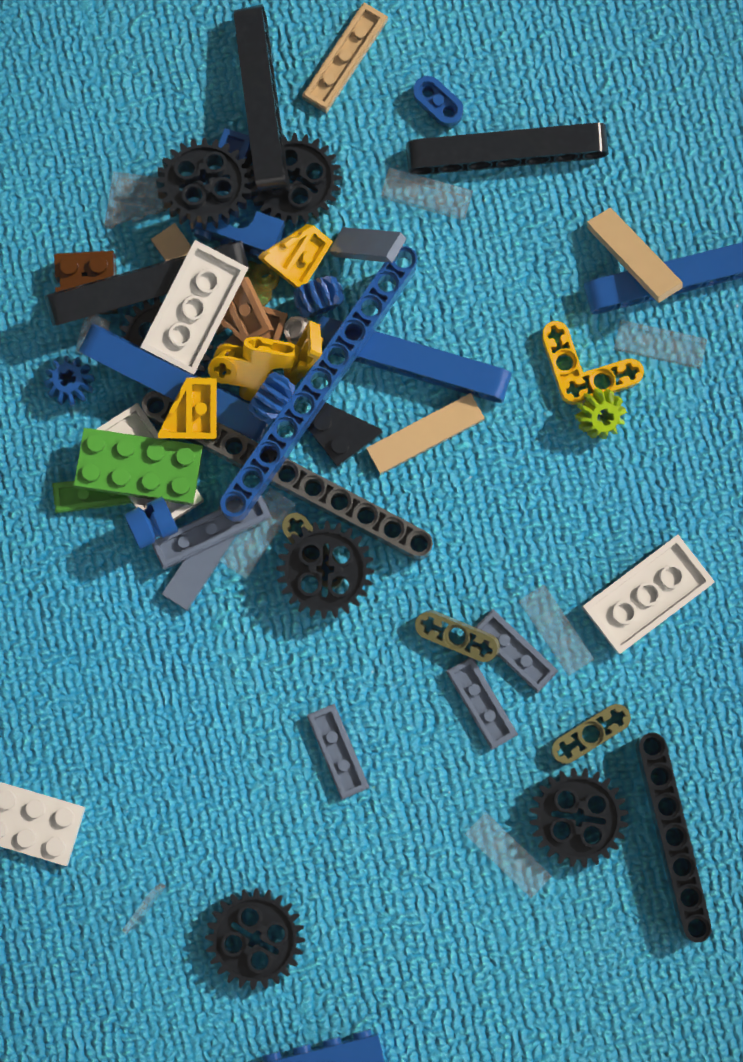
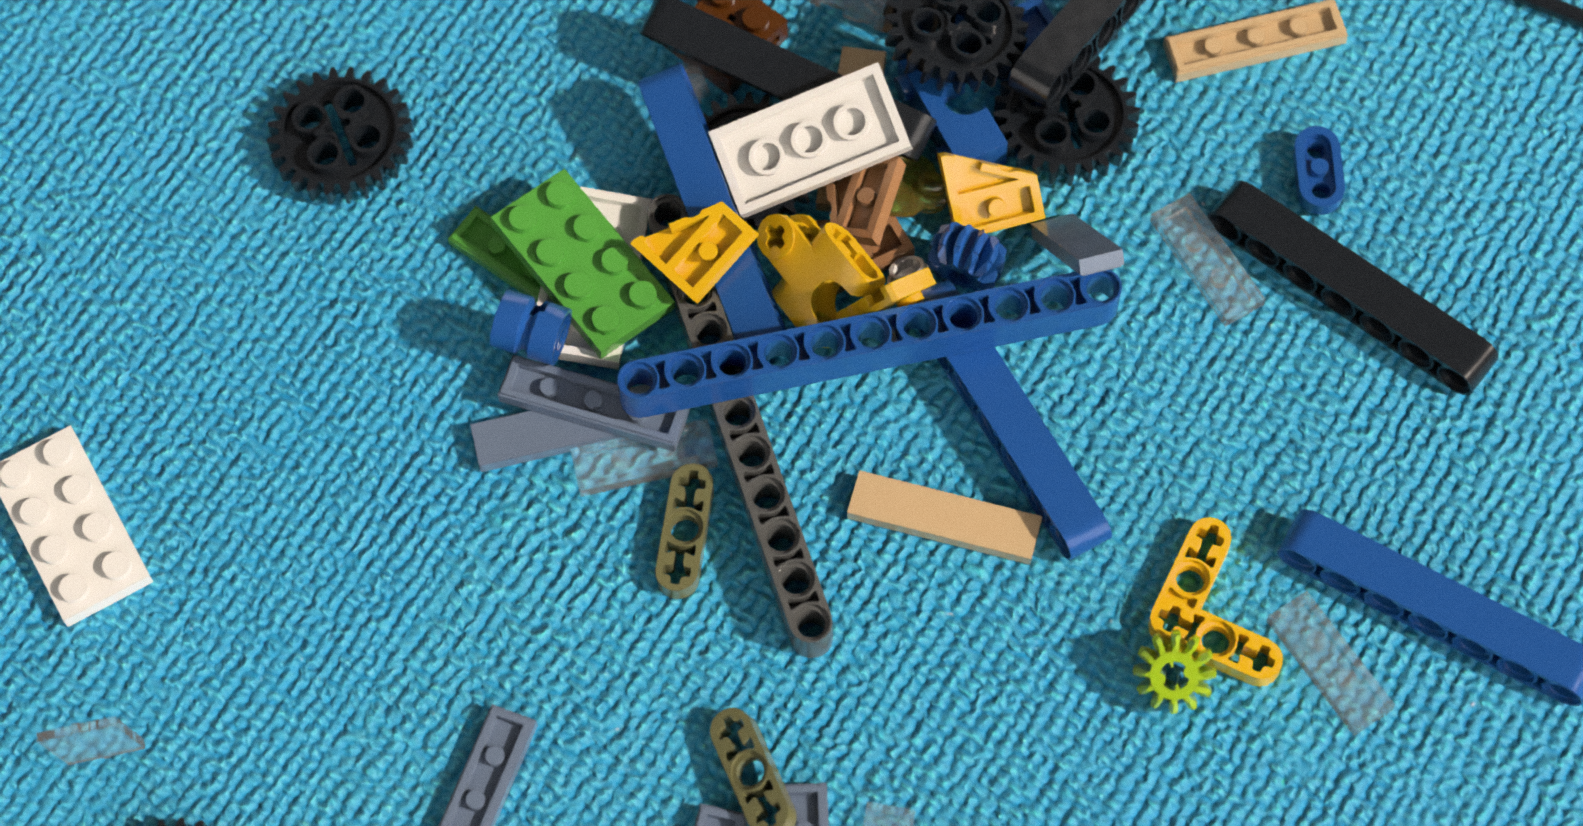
camera: 45 degrees right, 15 degrees down
(66, 371) = (619, 116): blue gear -> none
(271, 397) = (797, 303): blue gear -> none
(297, 569) = (703, 583): black gear -> none
(341, 433) = (847, 431): black wing -> none
(634, 255) = (1391, 526): tan tile -> none

